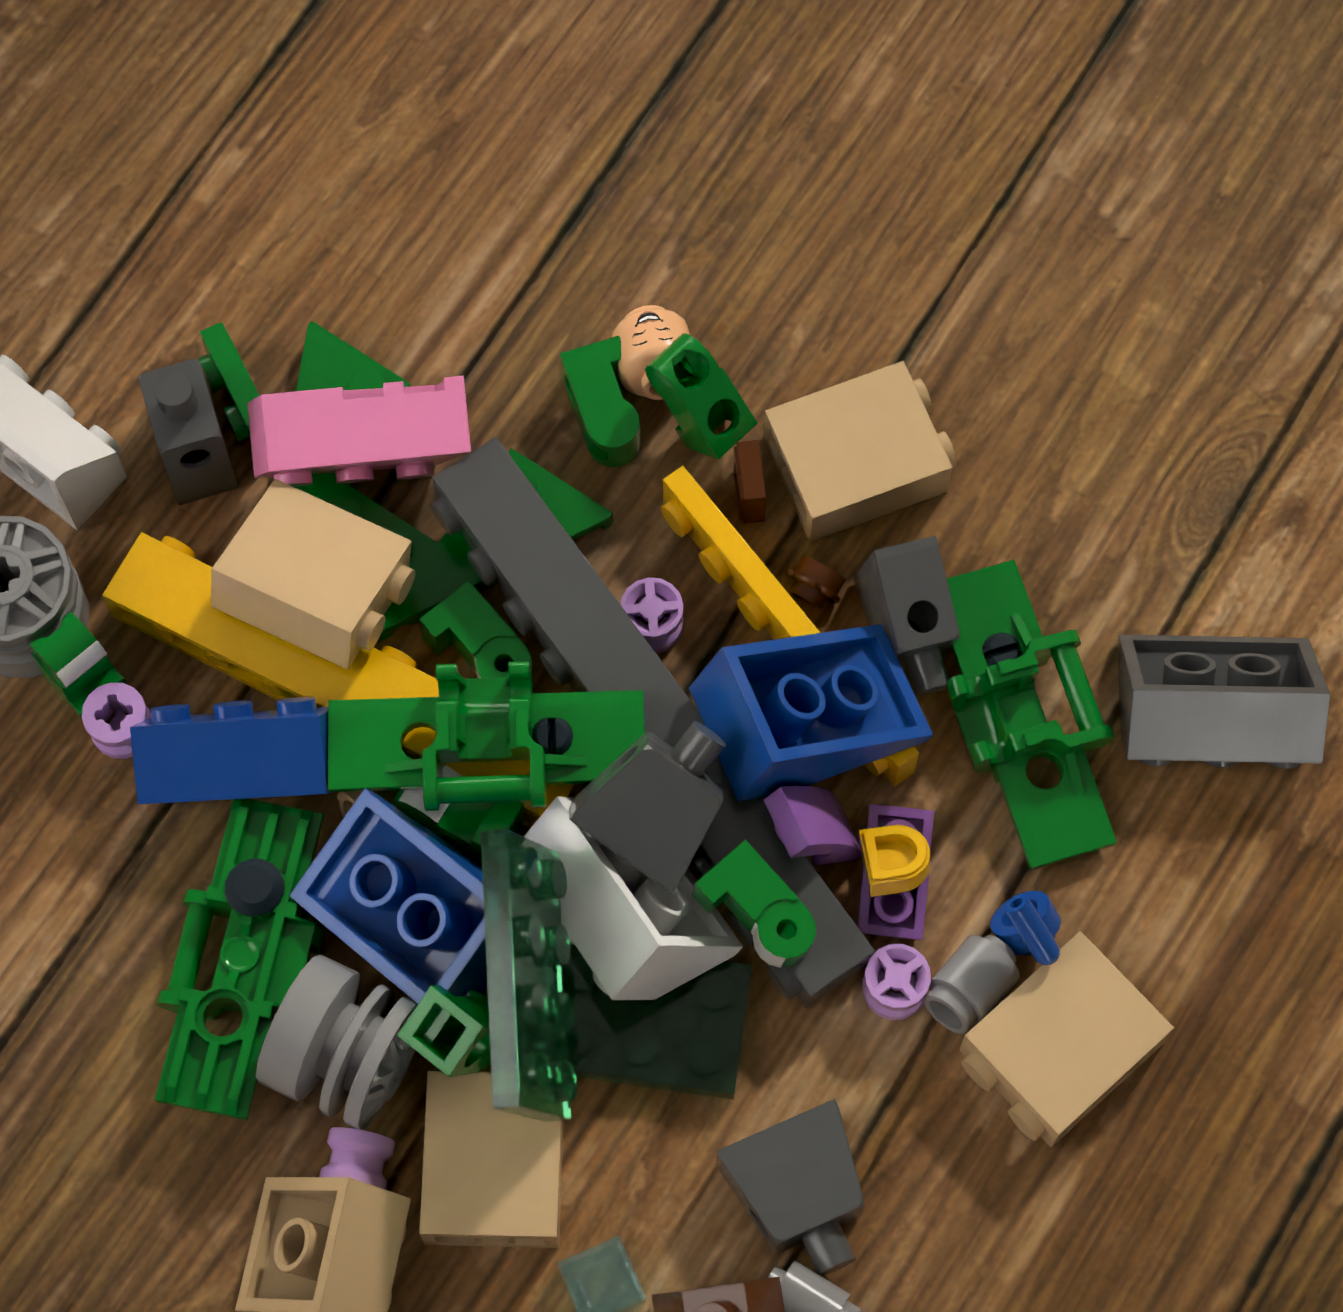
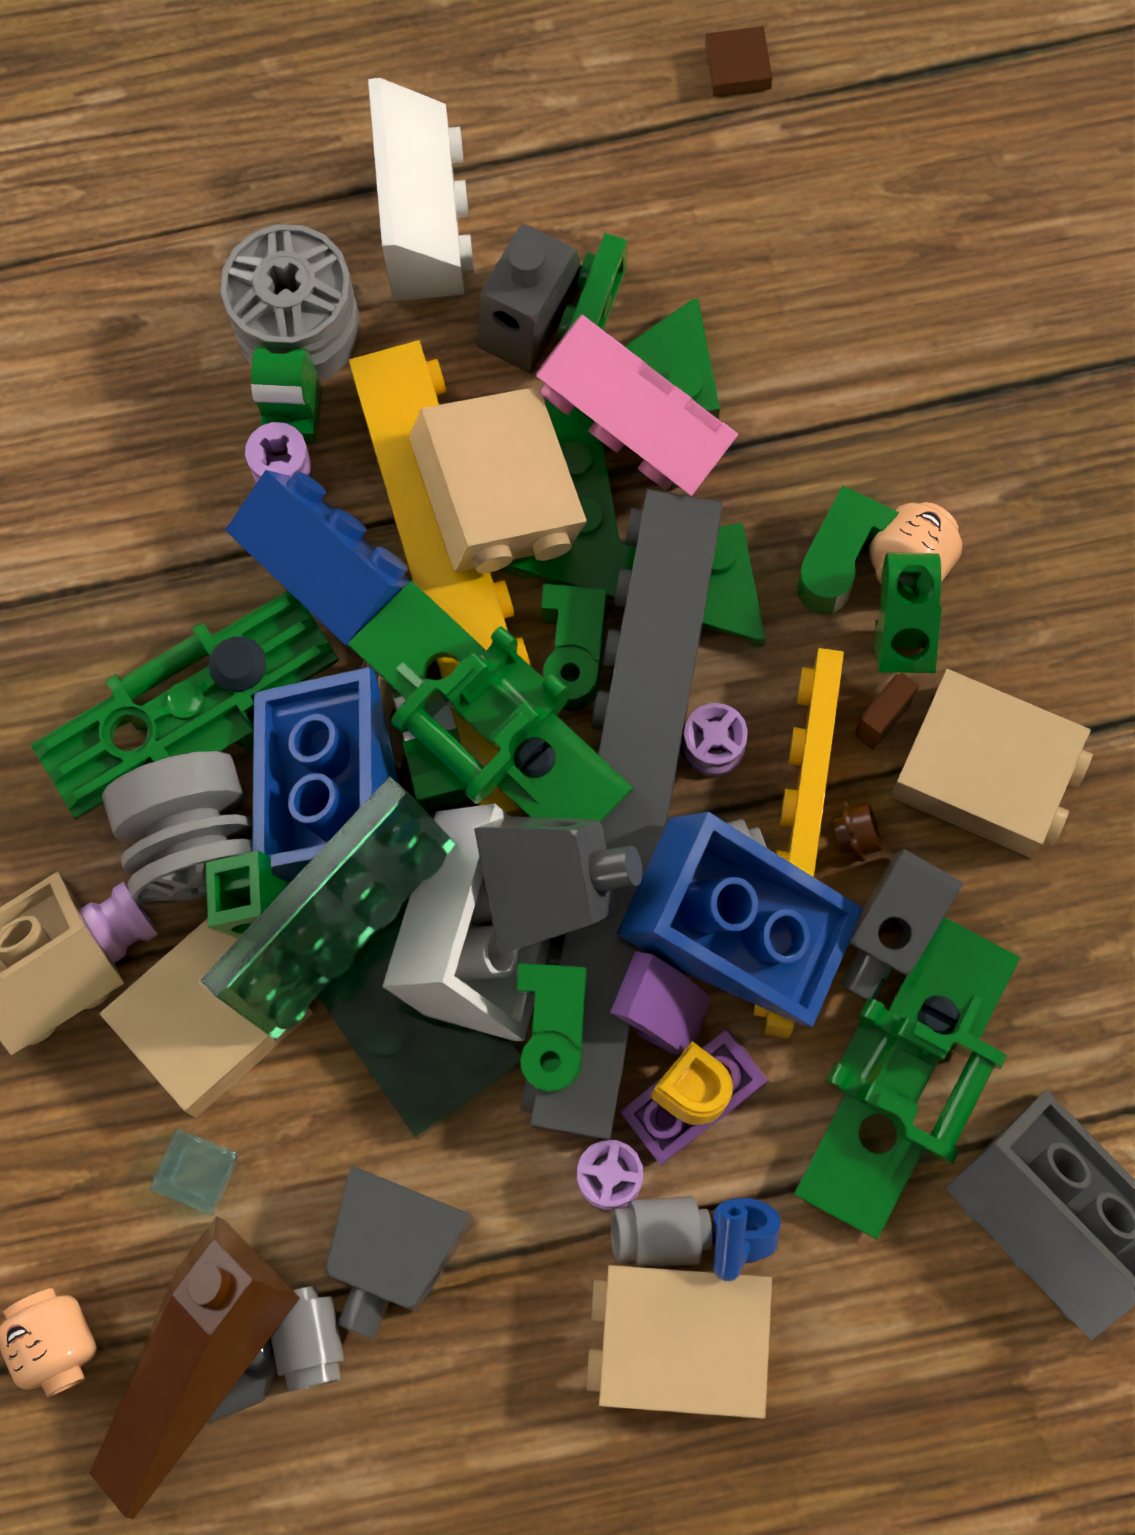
camera: 50 degrees right, 5 degrees up
(159, 127) = (738, 61): none -> reddish brown tile

